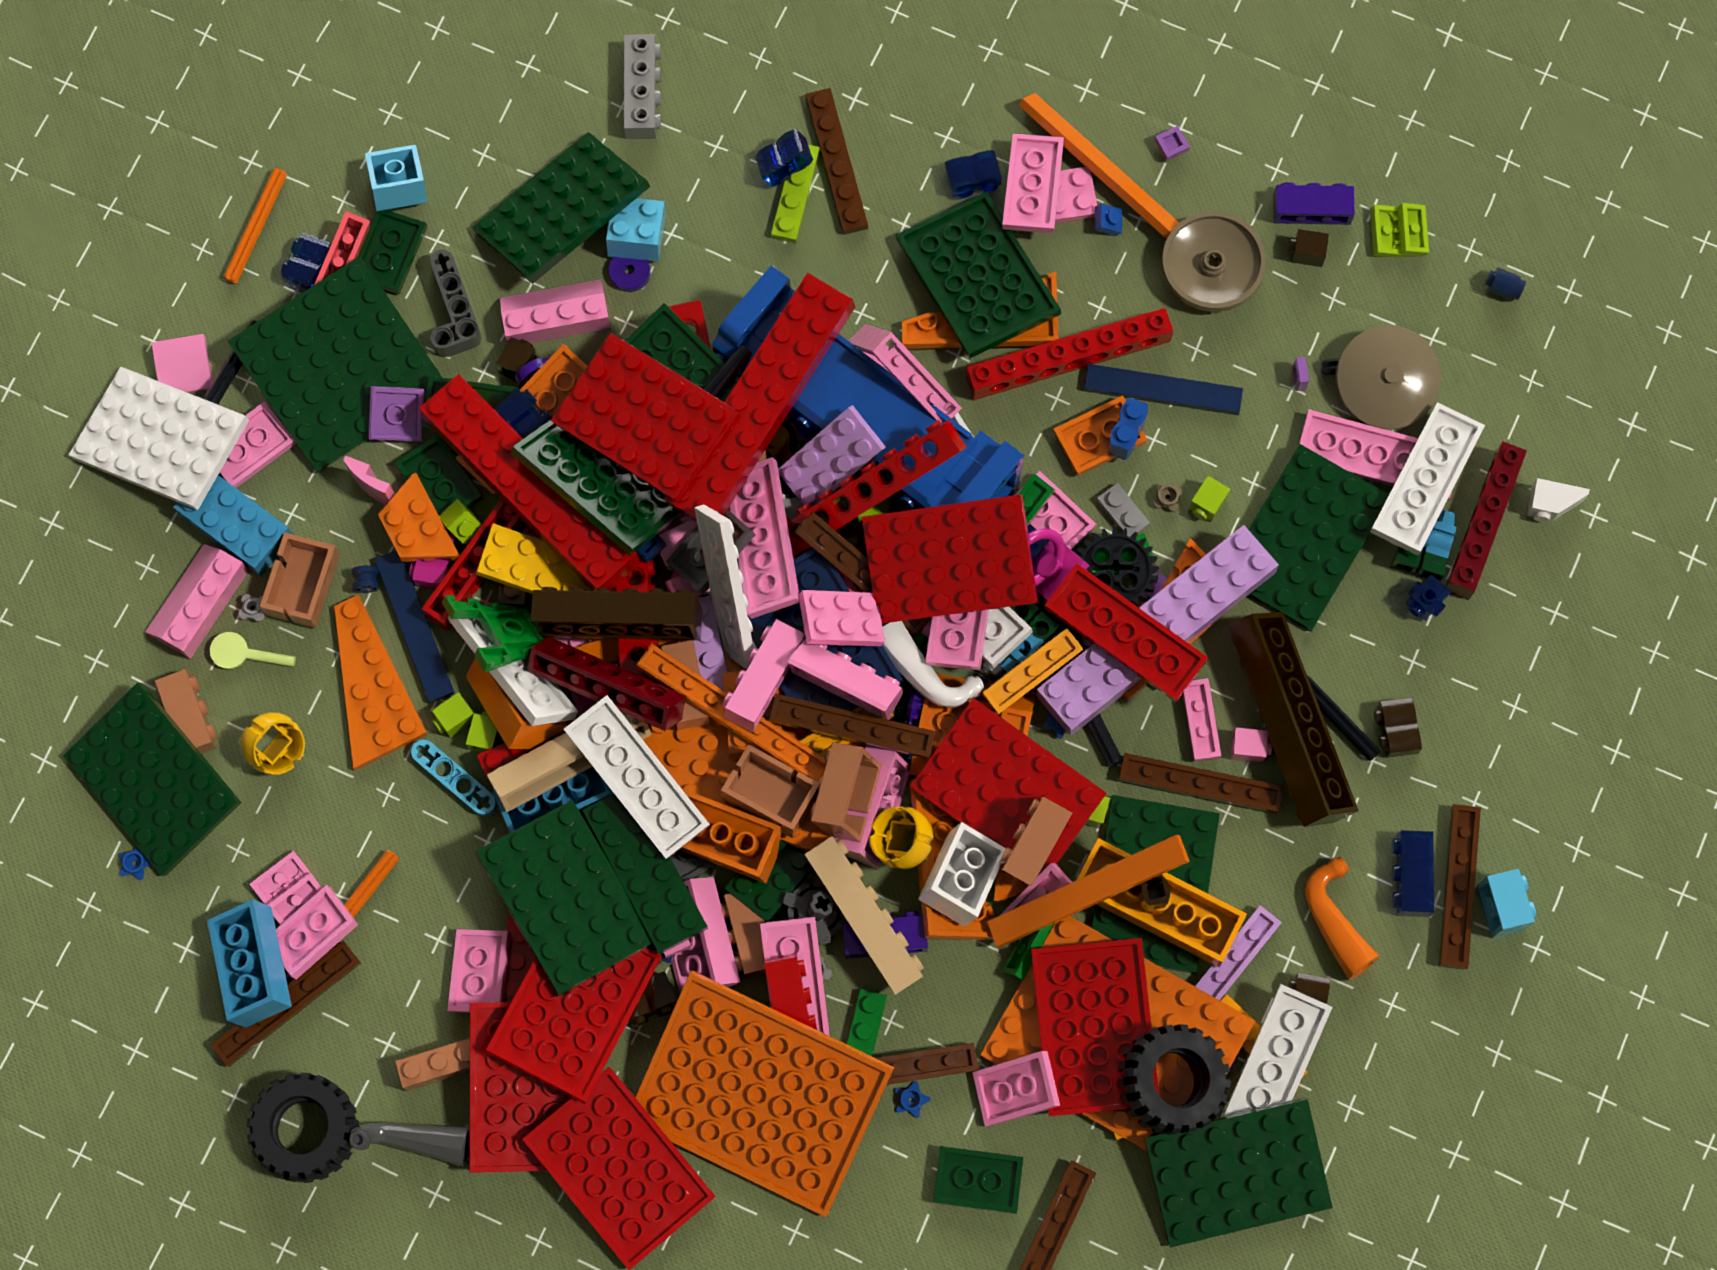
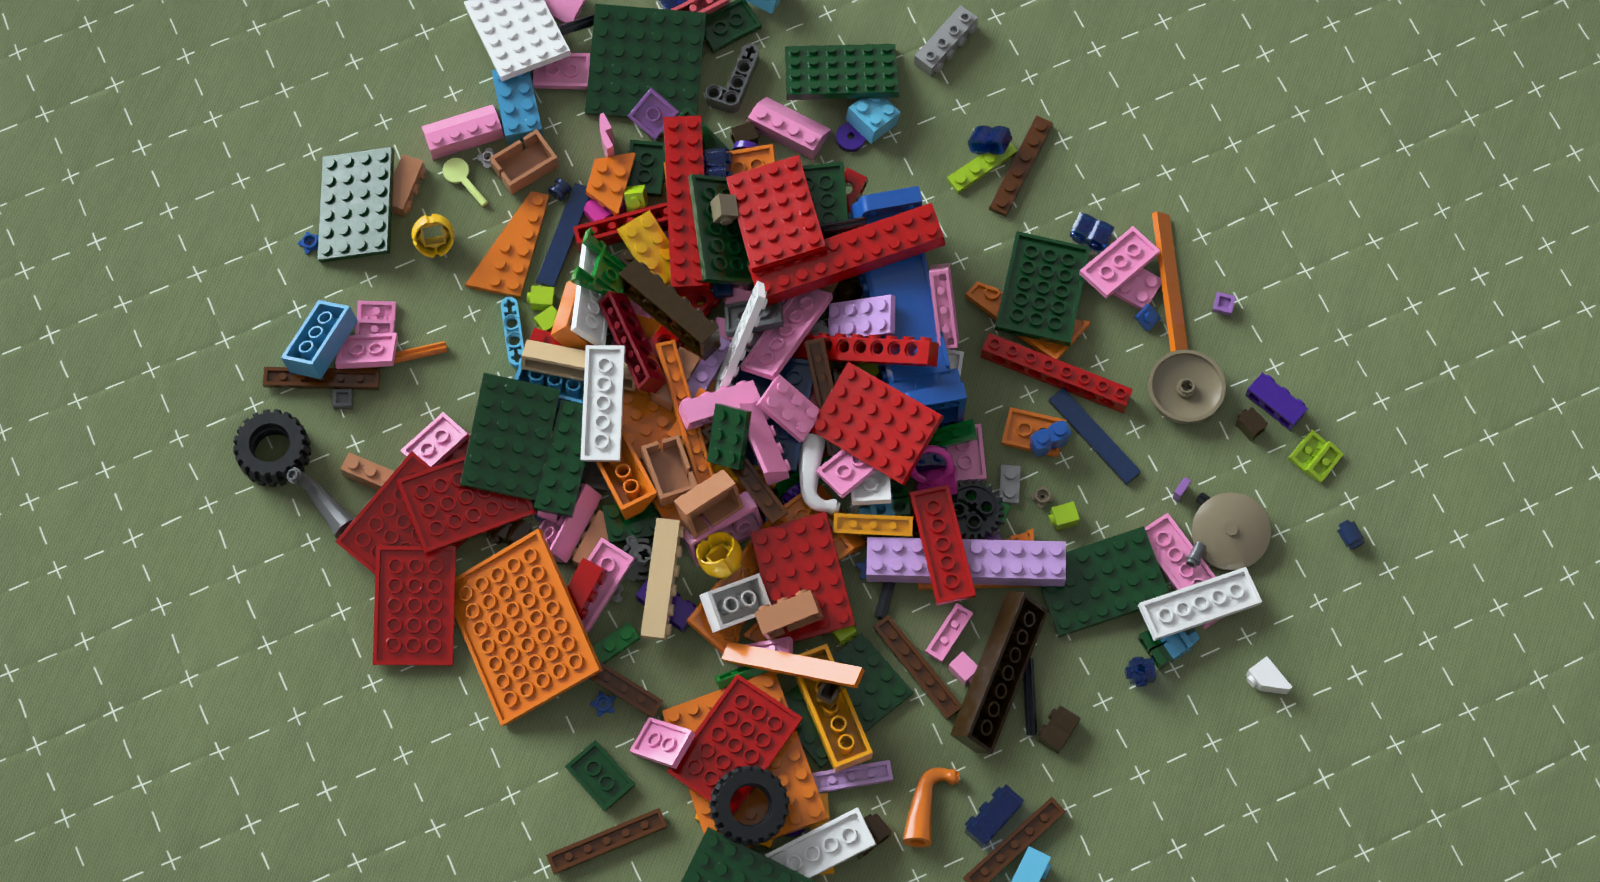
camera: 40 degrees right, 5 degrees down
(329, 1006) = (342, 399): none -> dark grey tile
(582, 457) = (724, 209): none -> dark tan brick
(809, 701) = (729, 436): none -> dark green plate
(1377, 431) = (1195, 555): none -> dark grey pin
(1485, 520) = (1215, 656): dark red brick -> none

